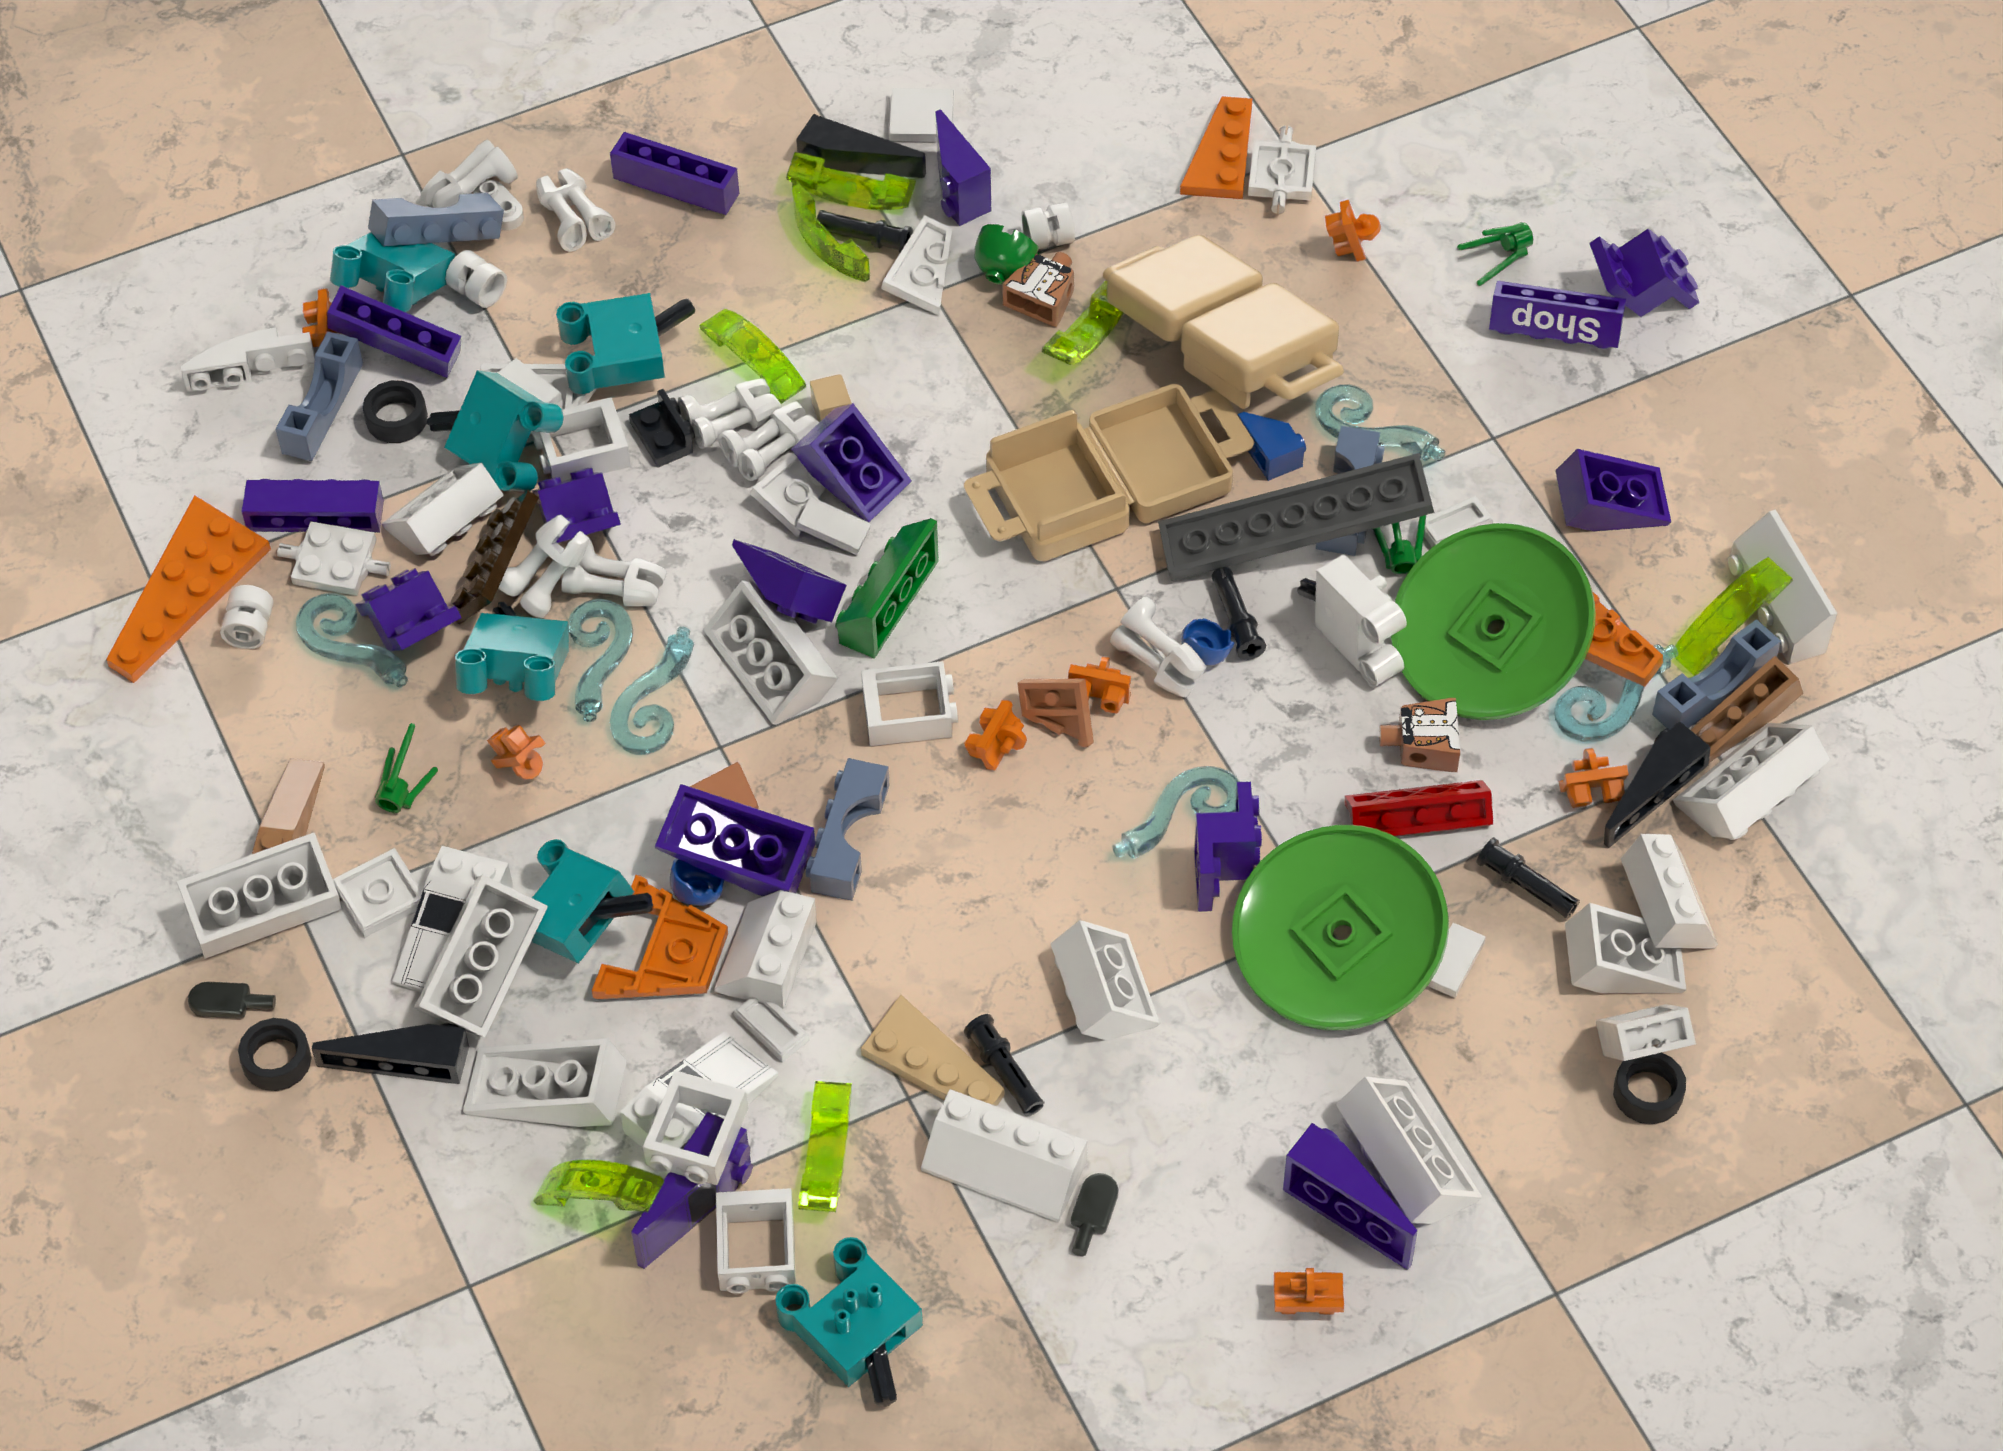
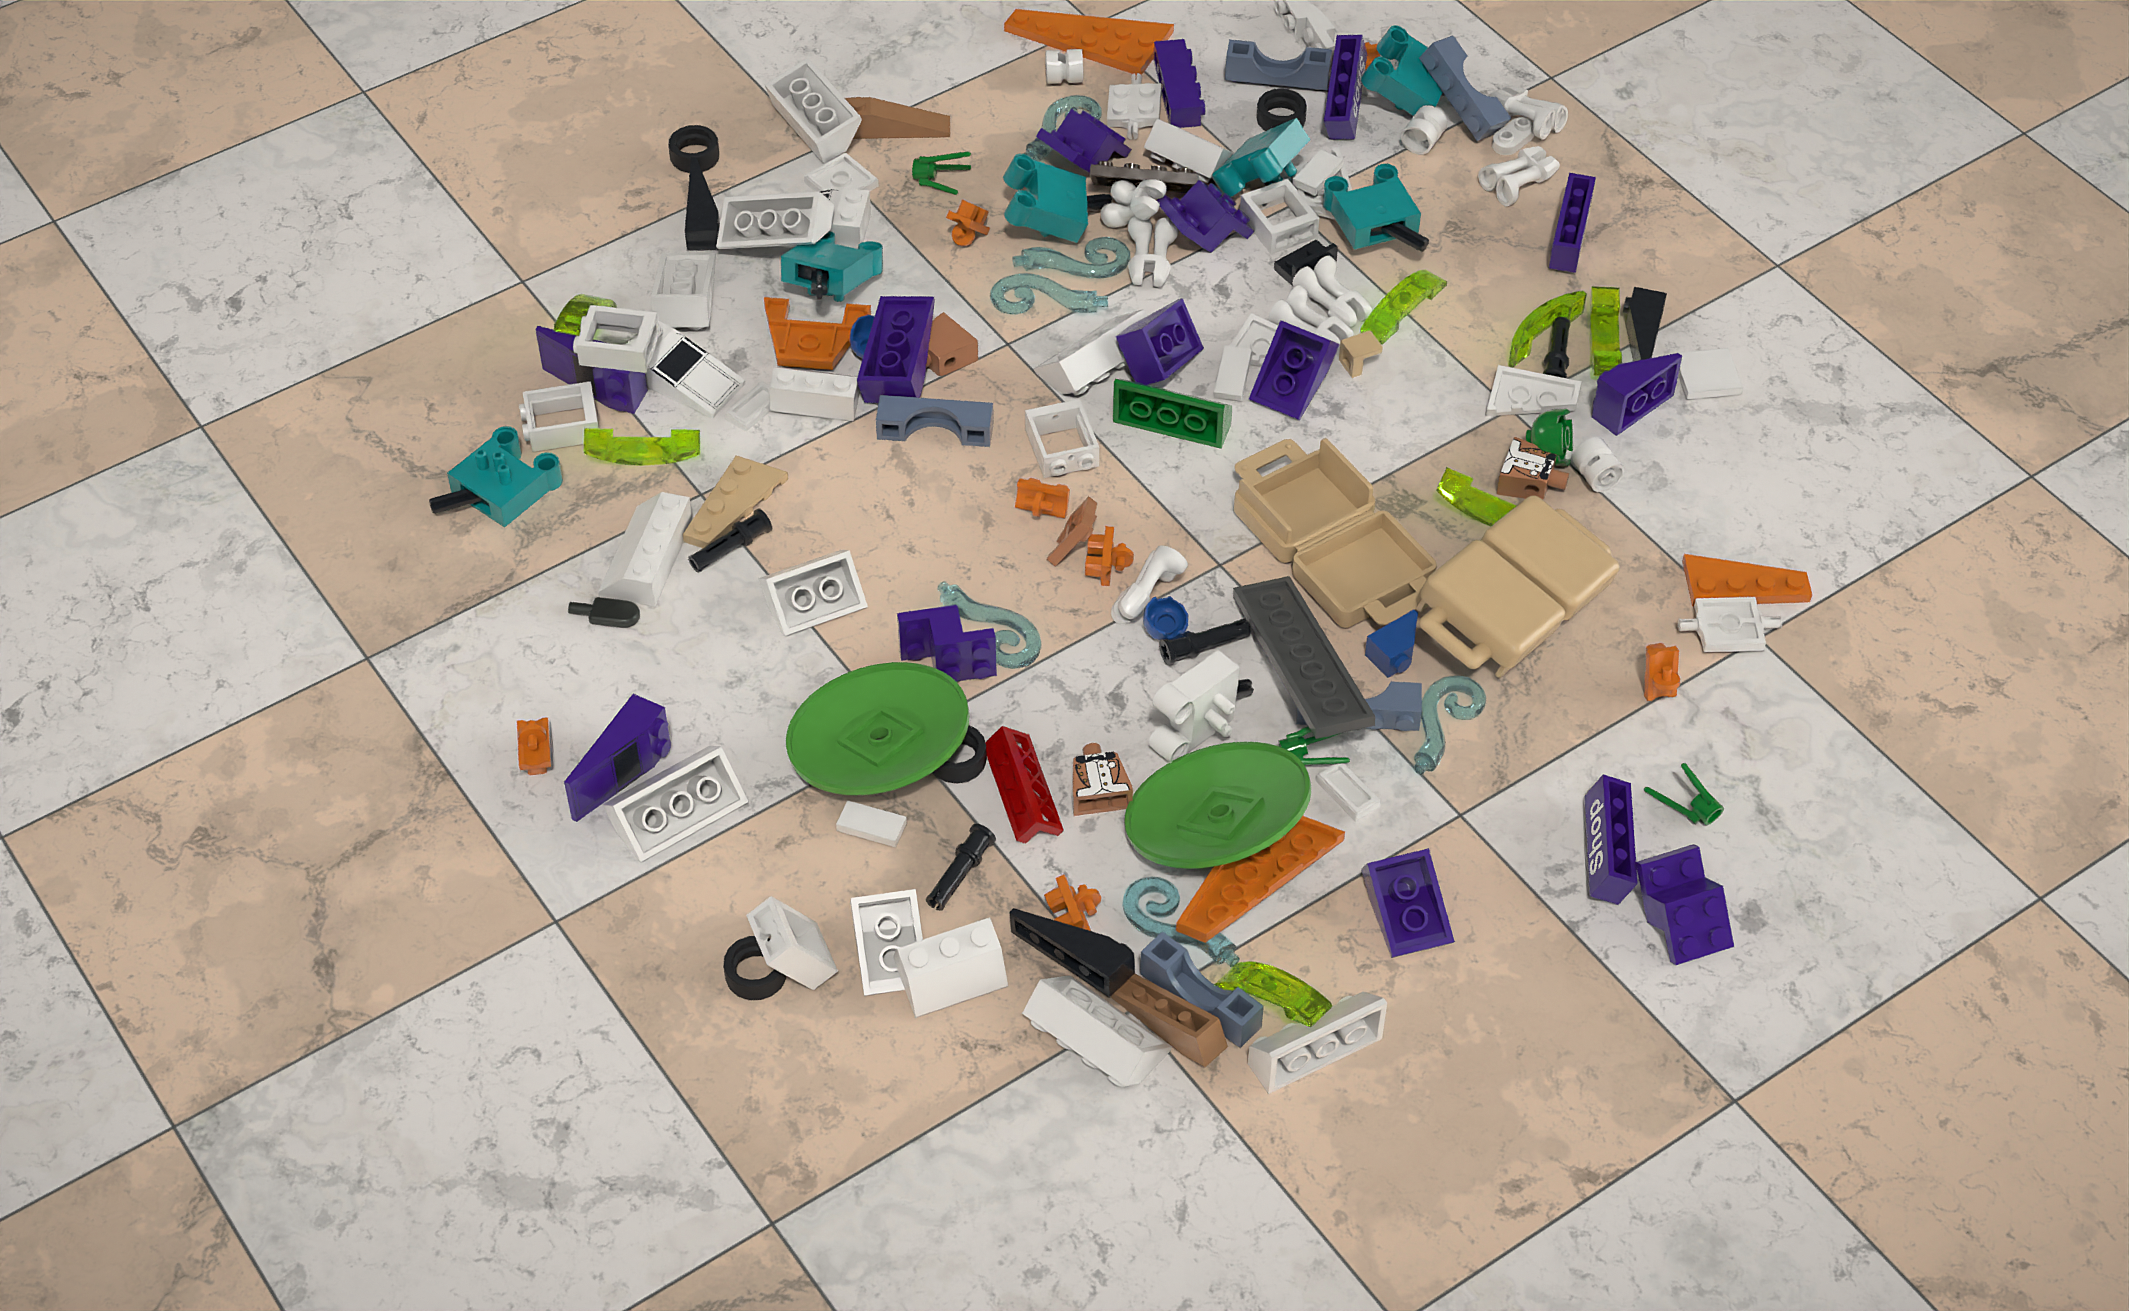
camera: 80 degrees right, 5 degrees down
(226, 999) = (739, 121): pearl dark grey piece -> none

